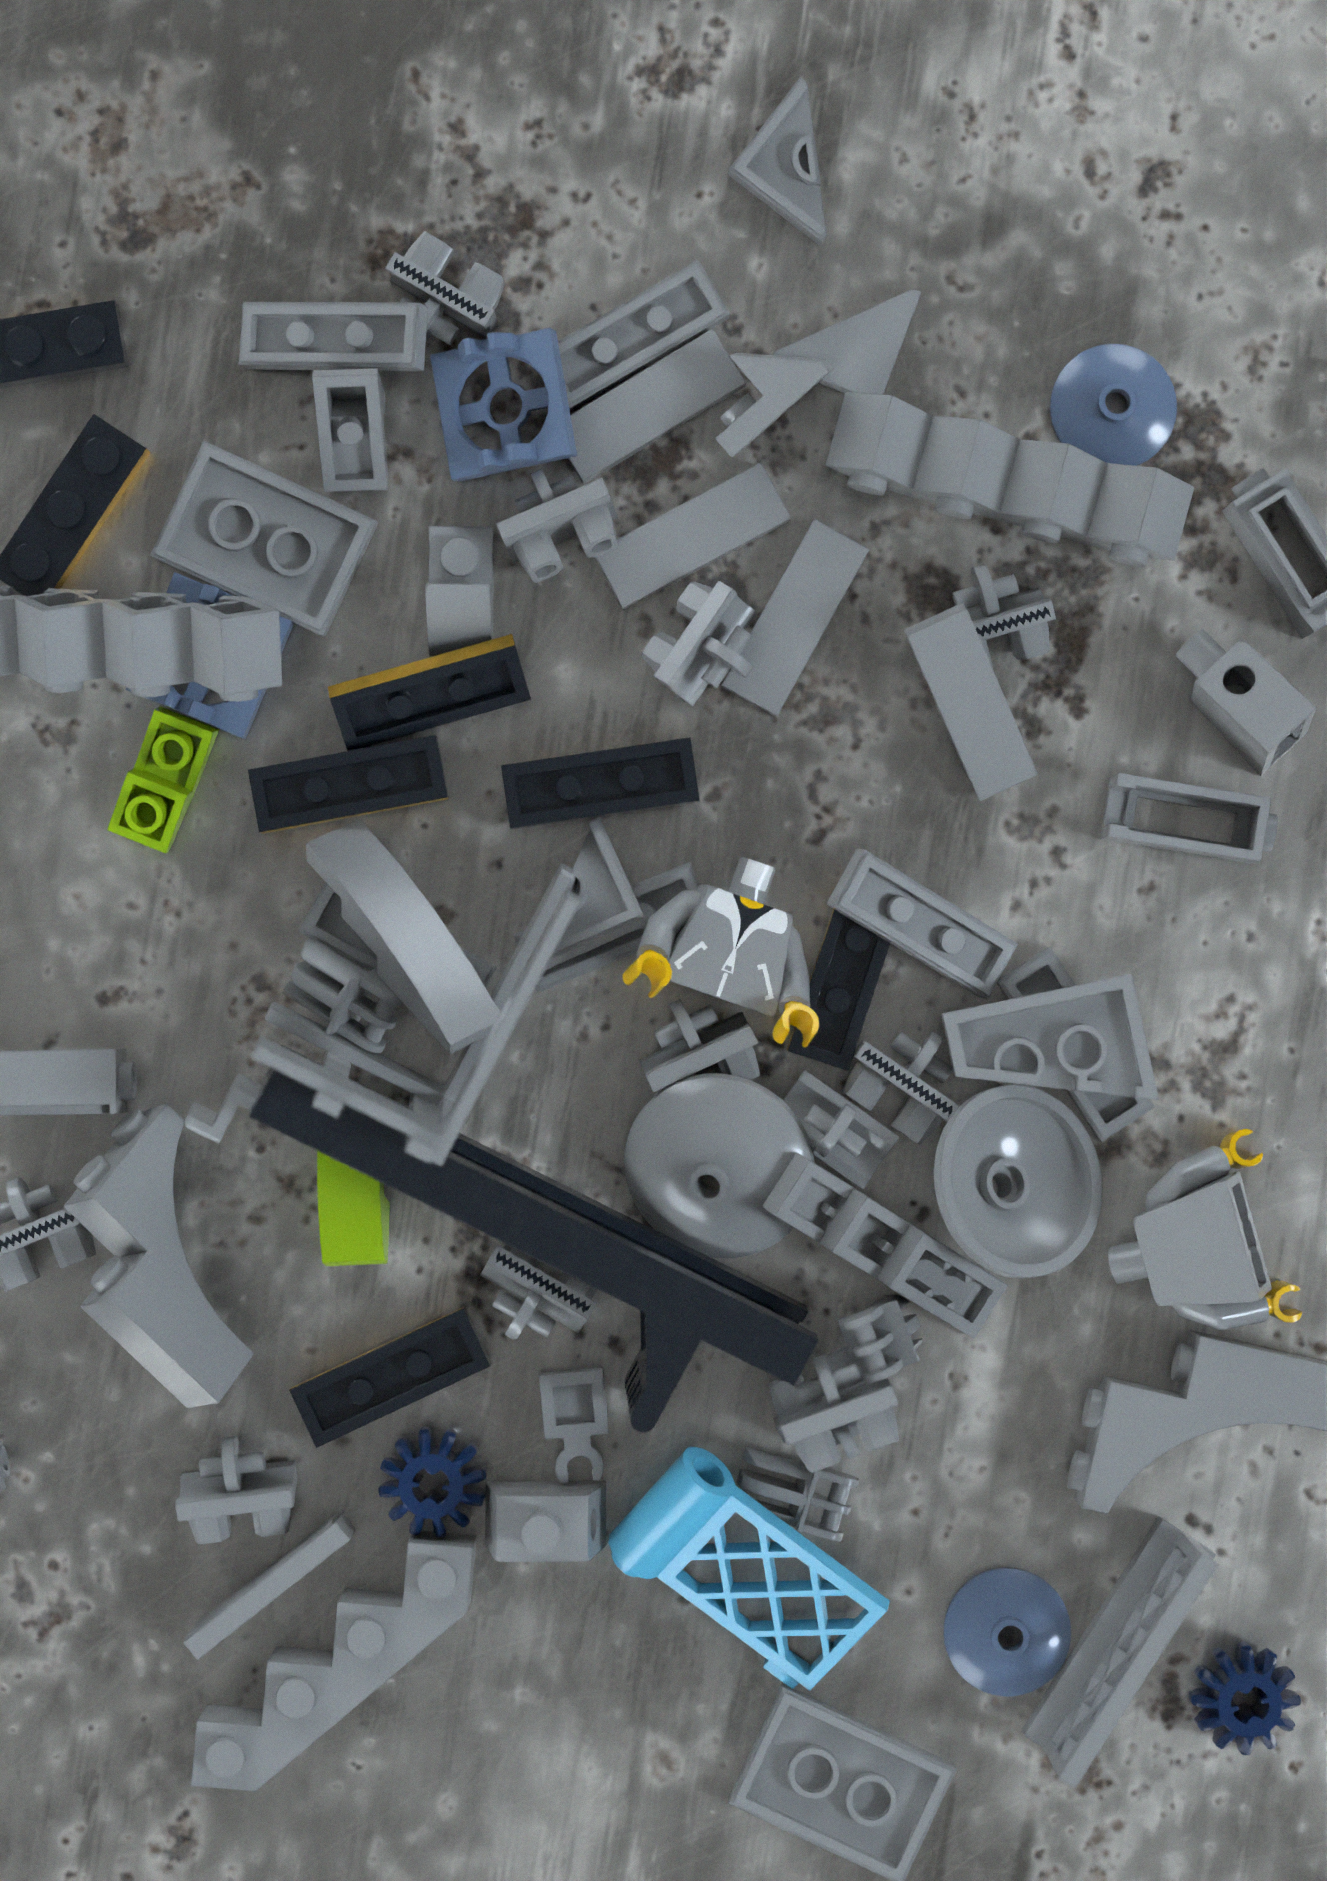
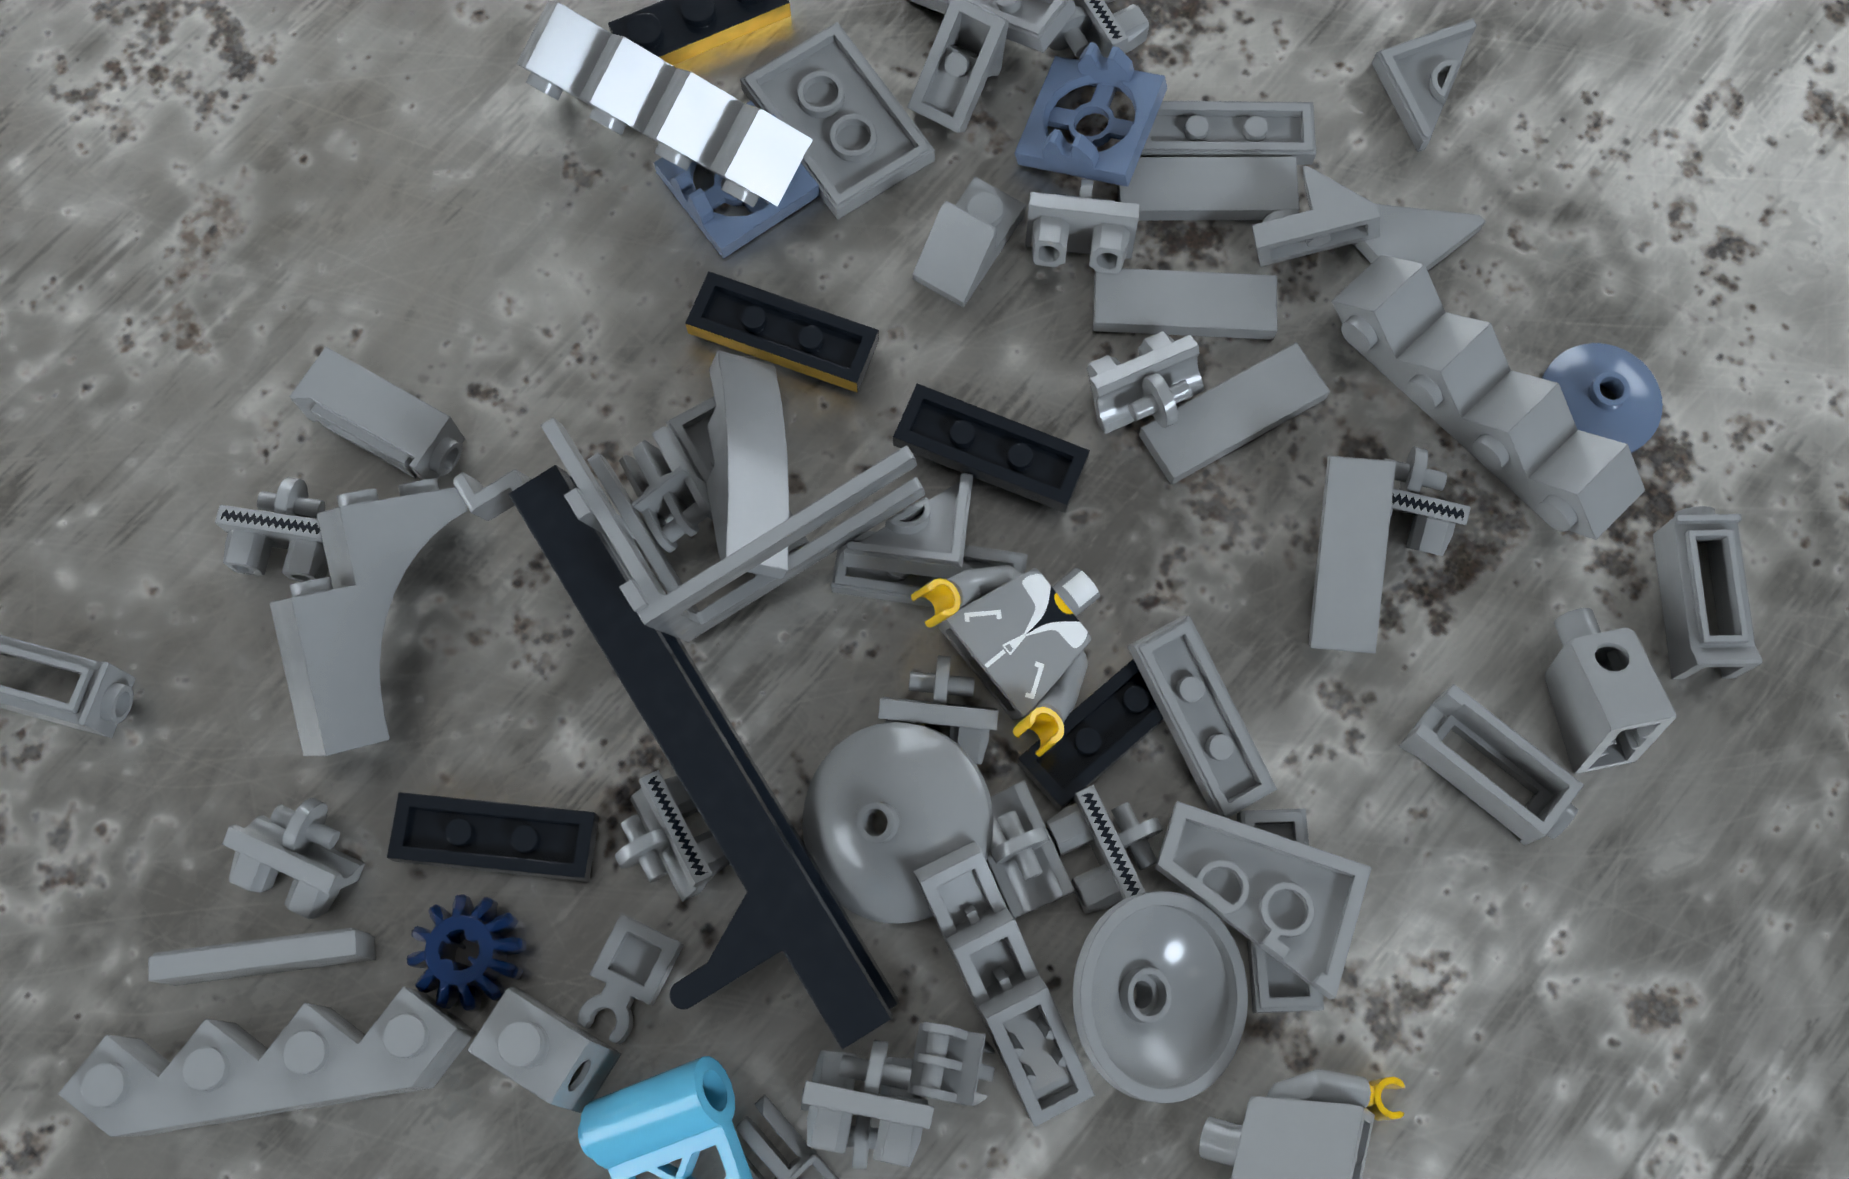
camera: 30 degrees right, 15 degrees down
(163, 779) = (640, 249): lime slope -> none
(351, 1215) = (555, 671): lime slope -> none
(429, 693) = (895, 297): black plate -> none

